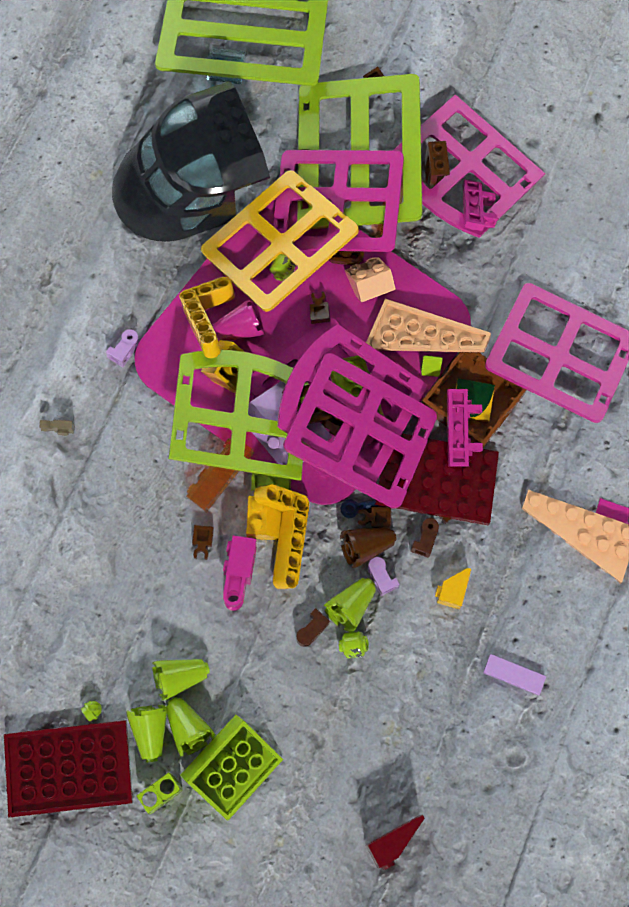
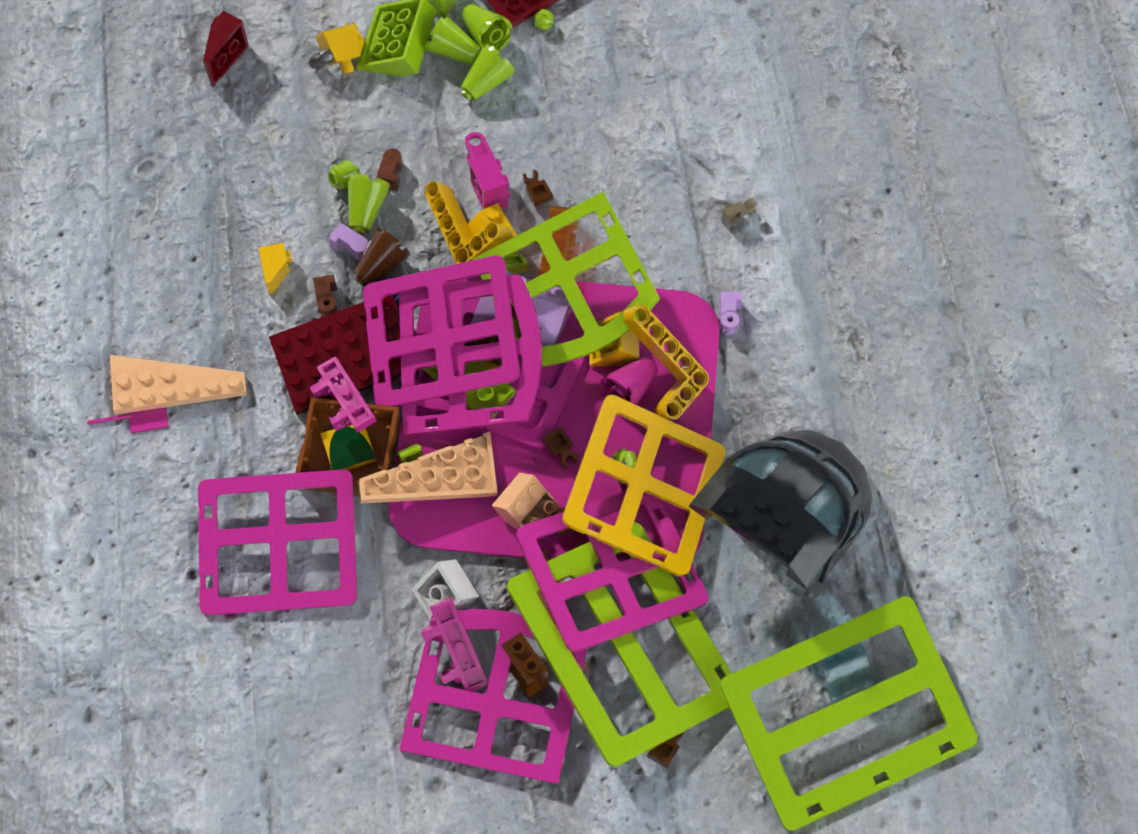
camera: 155 degrees right, 10 degrees down
(288, 781) = (338, 47): none -> yellow torso
(459, 254) = (443, 582): none -> white slope
(514, 674) = (180, 228): lavender tile -> none

